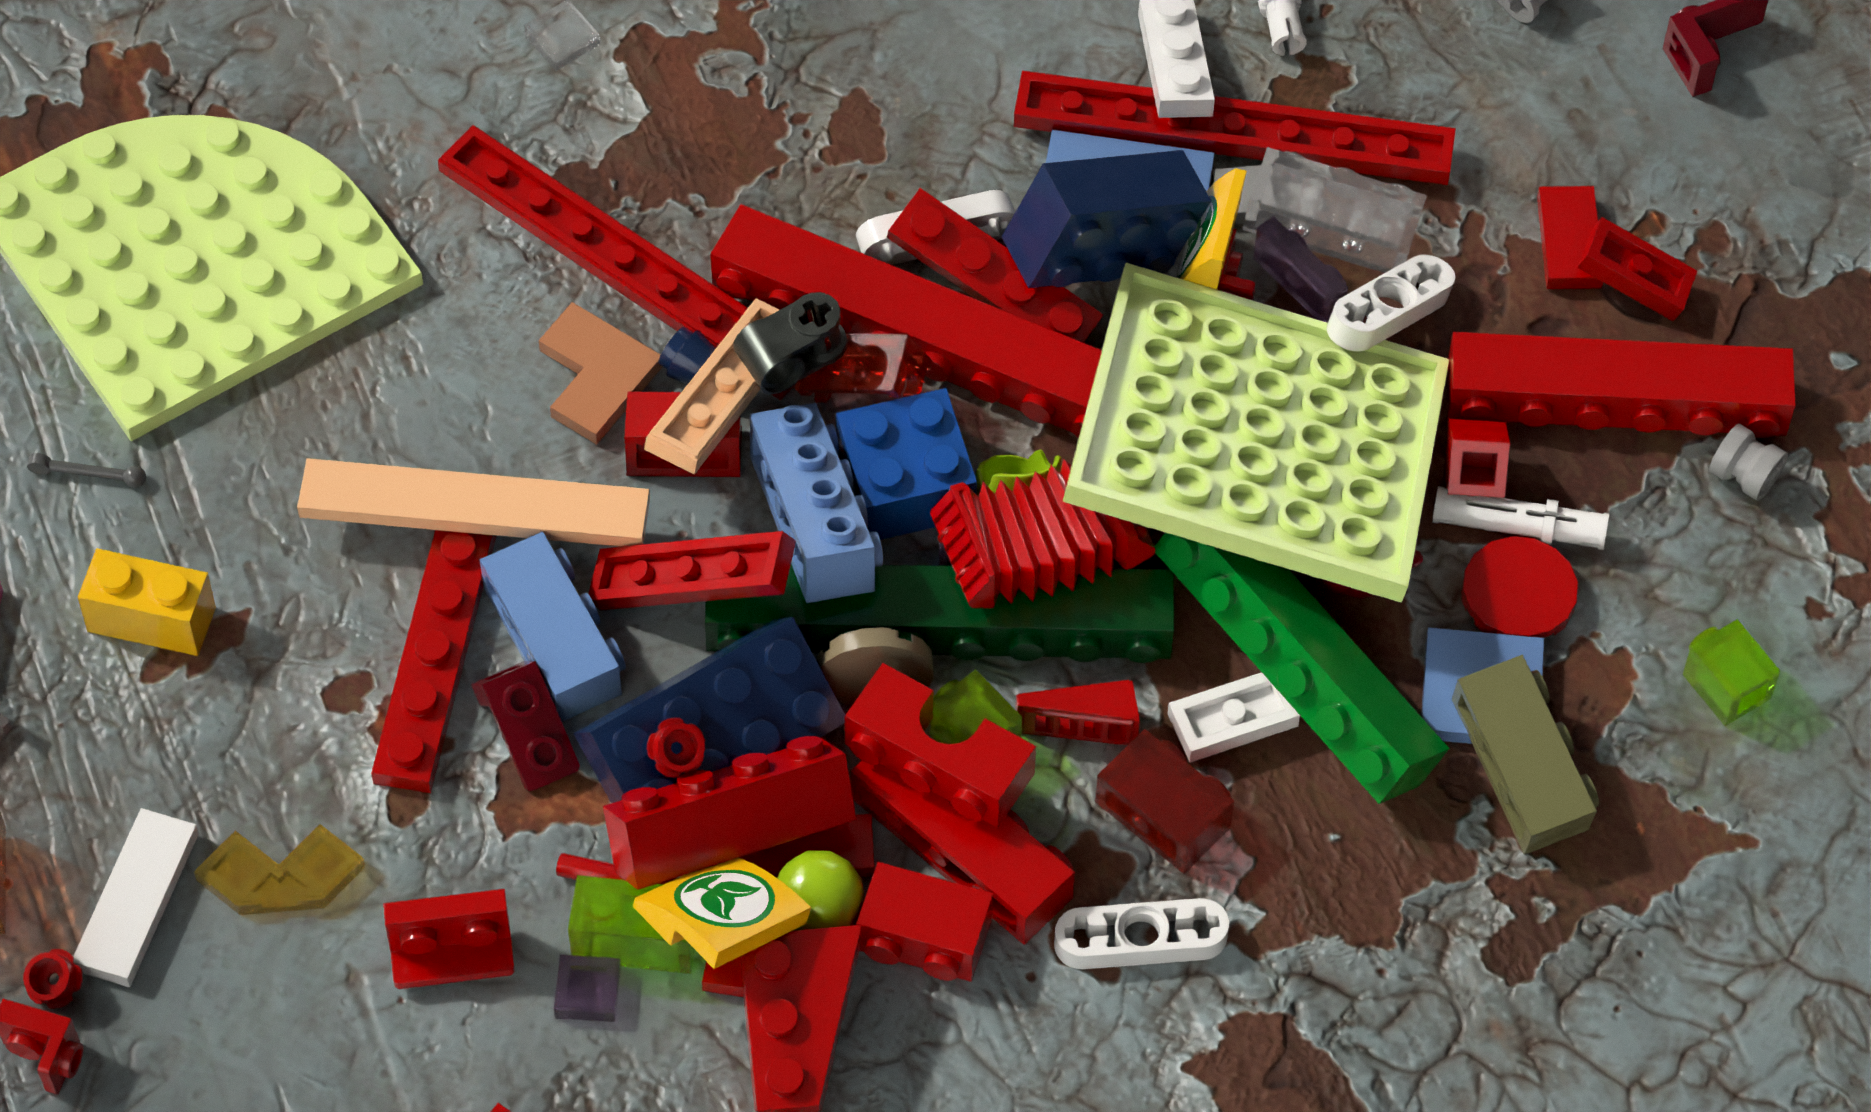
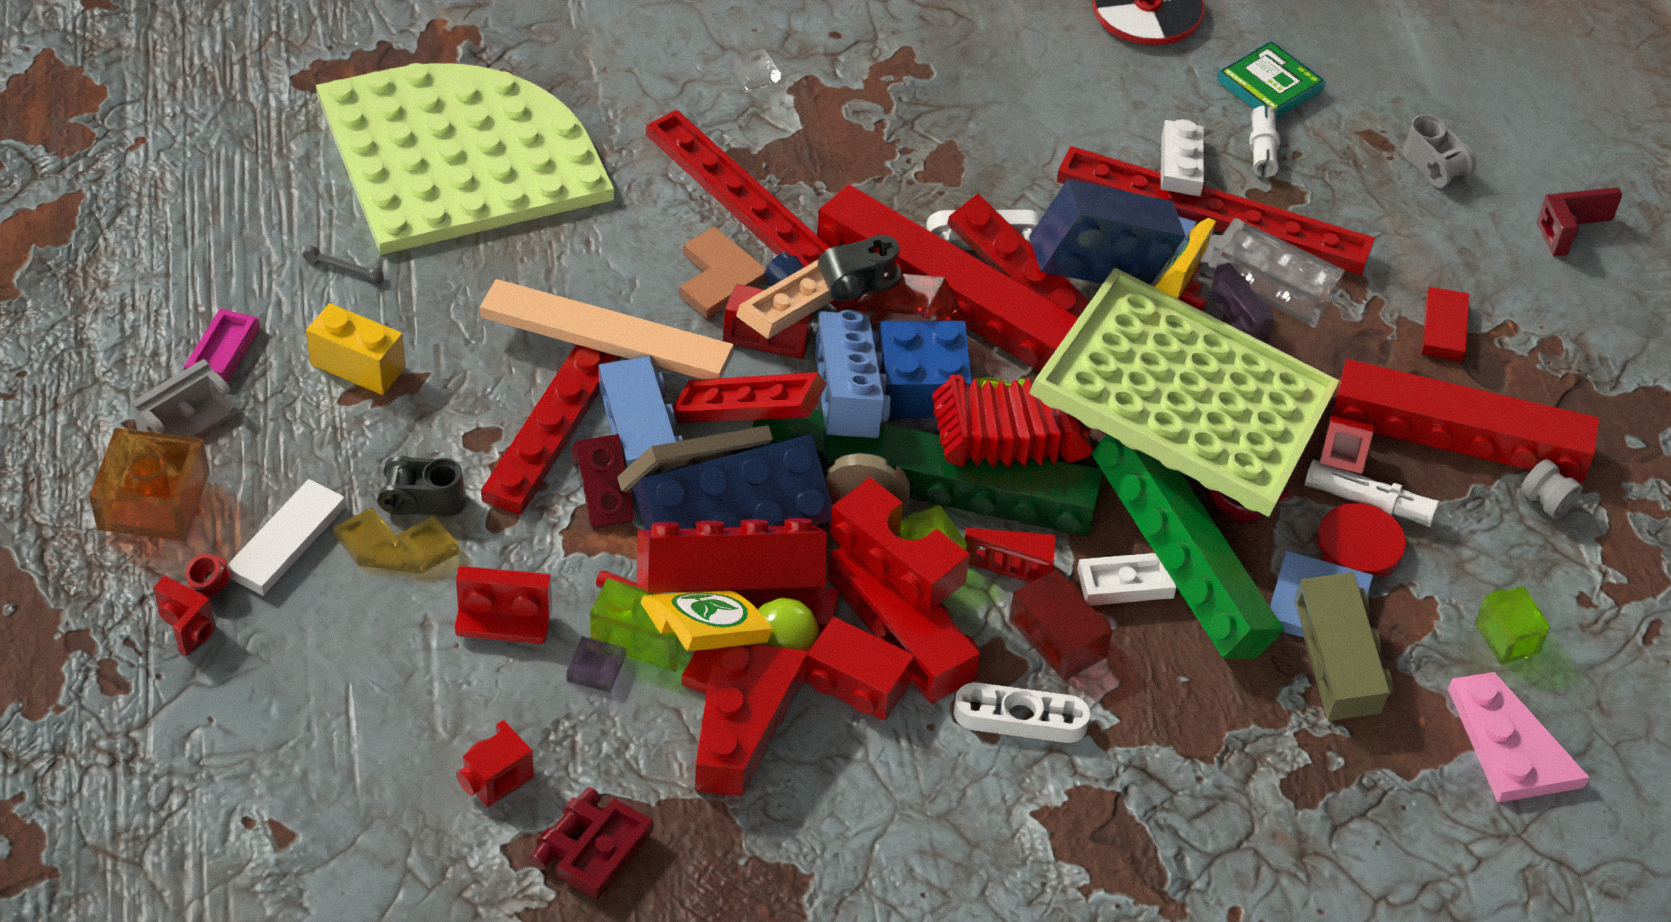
camera: 10 degrees right, 10 degrees down
(290, 787) = (424, 486): none -> pearl dark grey piece
(645, 677) = (691, 452): none -> dark tan tile
(691, 743) = (702, 489): red plate -> none
(1383, 321) = (1303, 335): white beam -> none
(1637, 269) = (1491, 349): red plate -> none
(1755, 833) = (1510, 741): none -> bright pink wing

